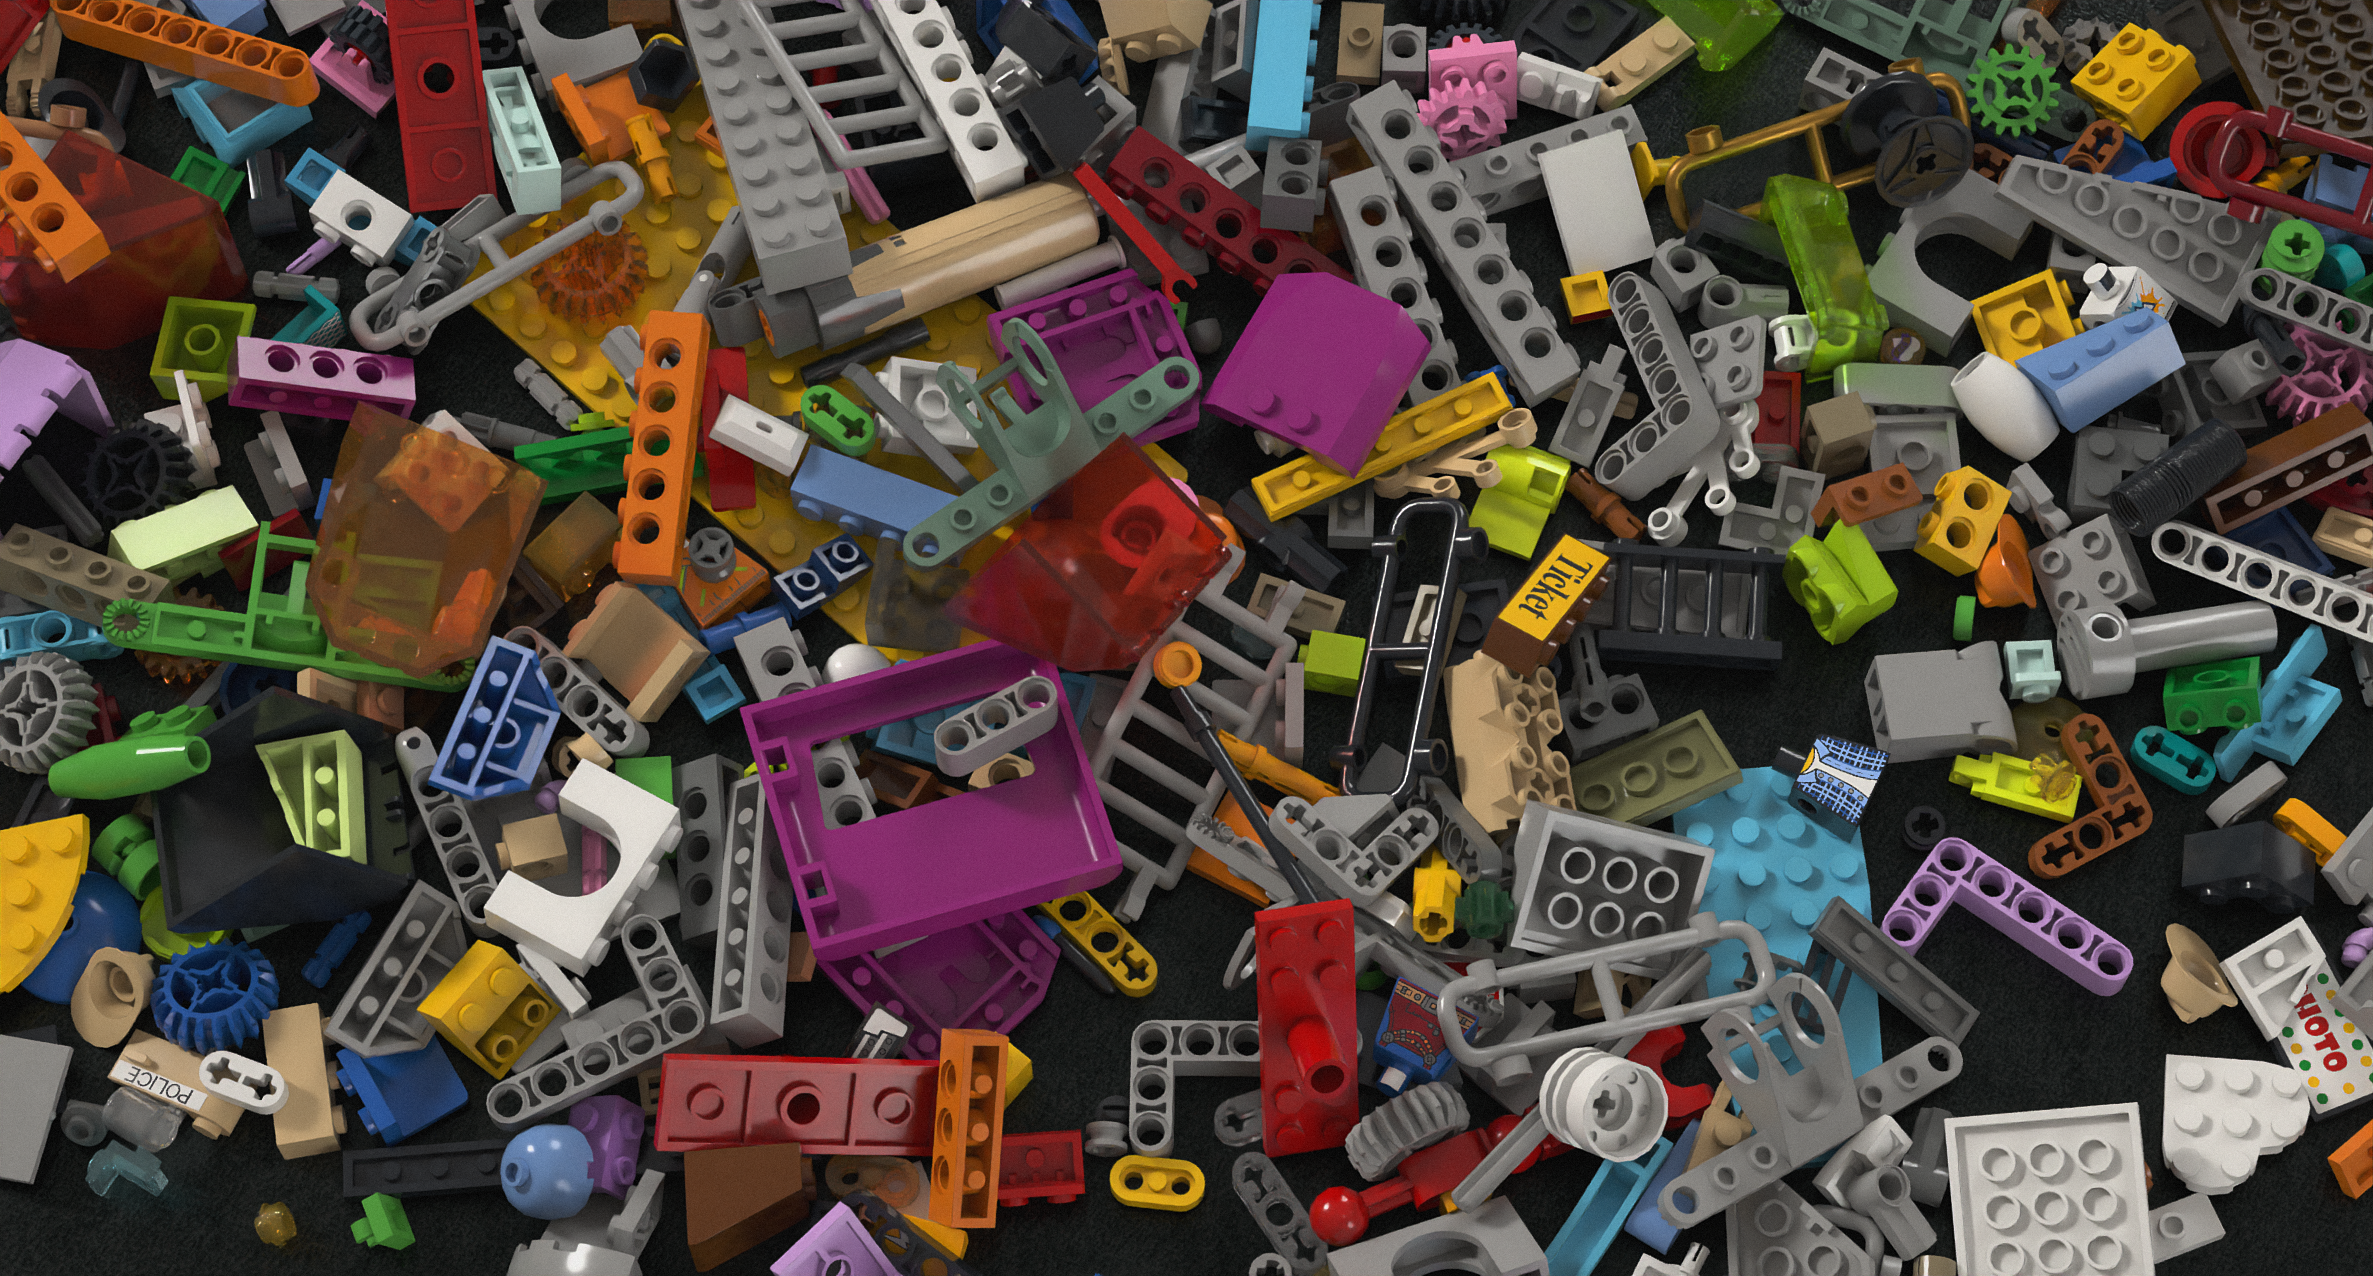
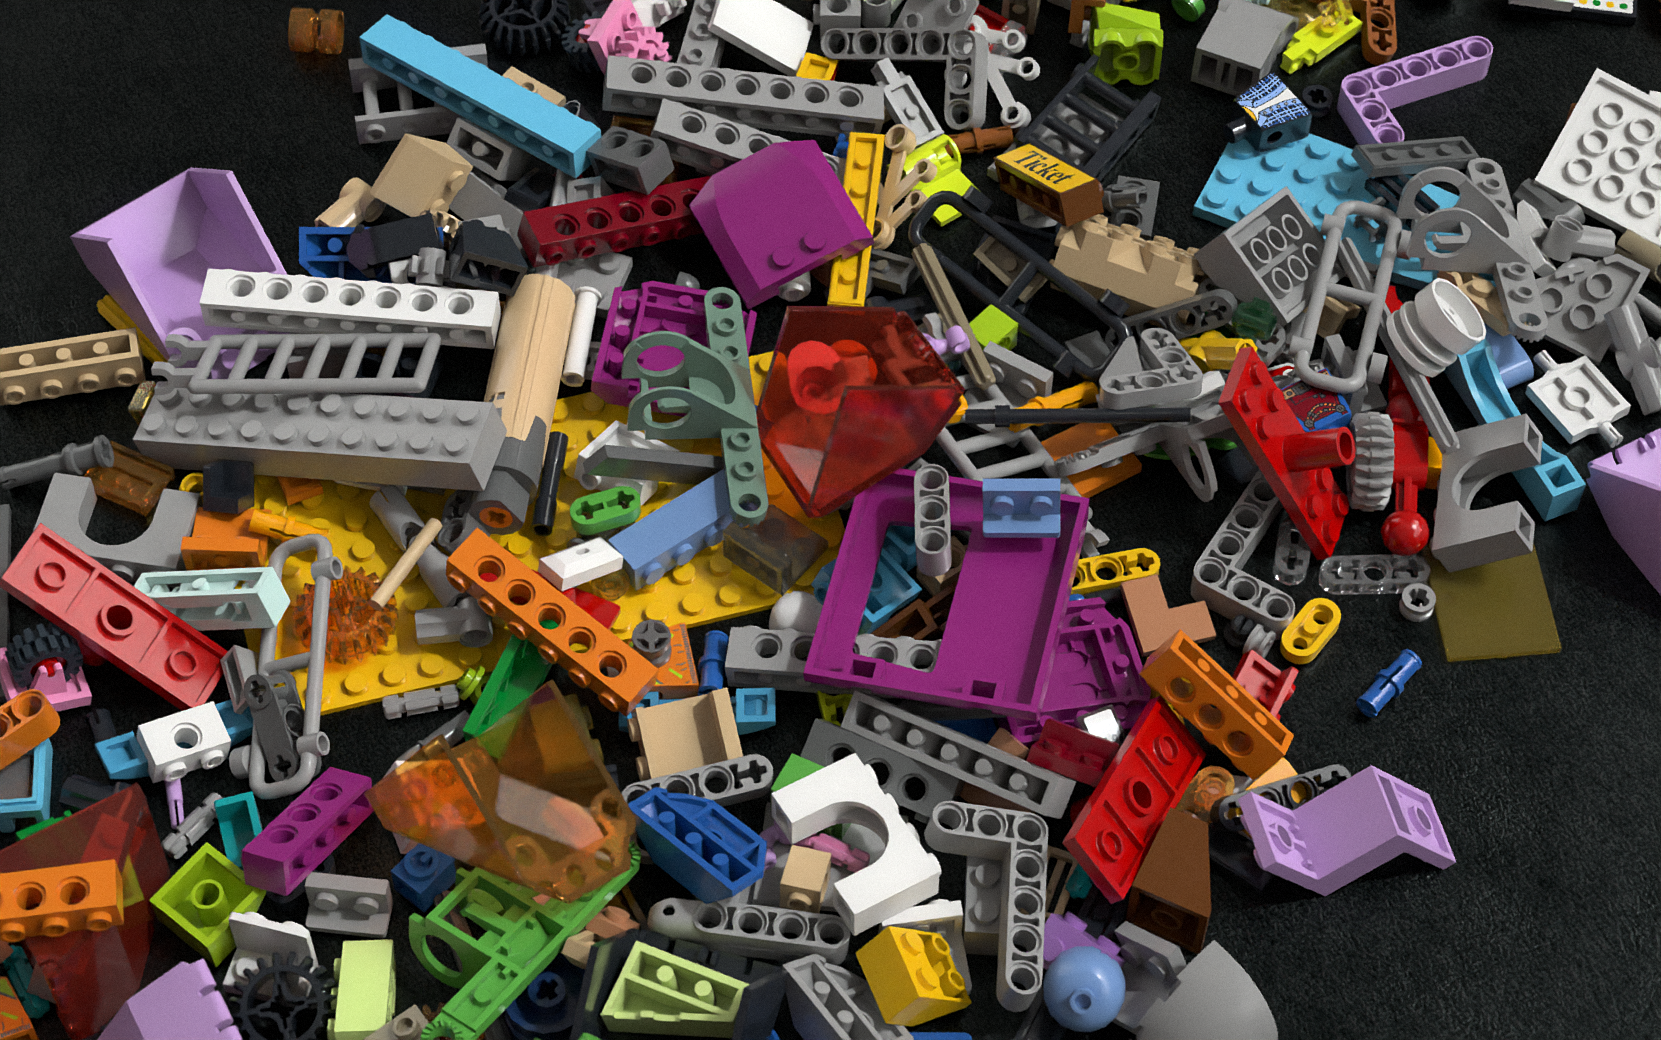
camera: 60 degrees left, 10 degrees down
(240, 556) = (407, 969): dark red tile -> none
(581, 747) = (756, 805): tan connector -> none
(663, 282) = (405, 564): none -> tan bar
(821, 1015) = (1073, 752): none -> dark red bracket
(823, 577) = (707, 596): dark blue slope -> none
(1056, 804) = (1021, 508): none -> medium blue bracket
(1067, 1026) = (1155, 622): none -> nougat tile
(1135, 231) = (594, 262): red tile -> none
(1243, 605) = (955, 341): none -> lavender arm
(1313, 609) = (953, 314): none -> dark tan axle
(1410, 71) = (564, 73): light grey brick -> none
(1656, 773) = (1194, 200): olive tile -> none
(1783, 524) = (1058, 51): light grey plate -> none
(2193, 976) = (1512, 27): tan piece -> none
(2226, 1116) = (1614, 42): white plate -> none

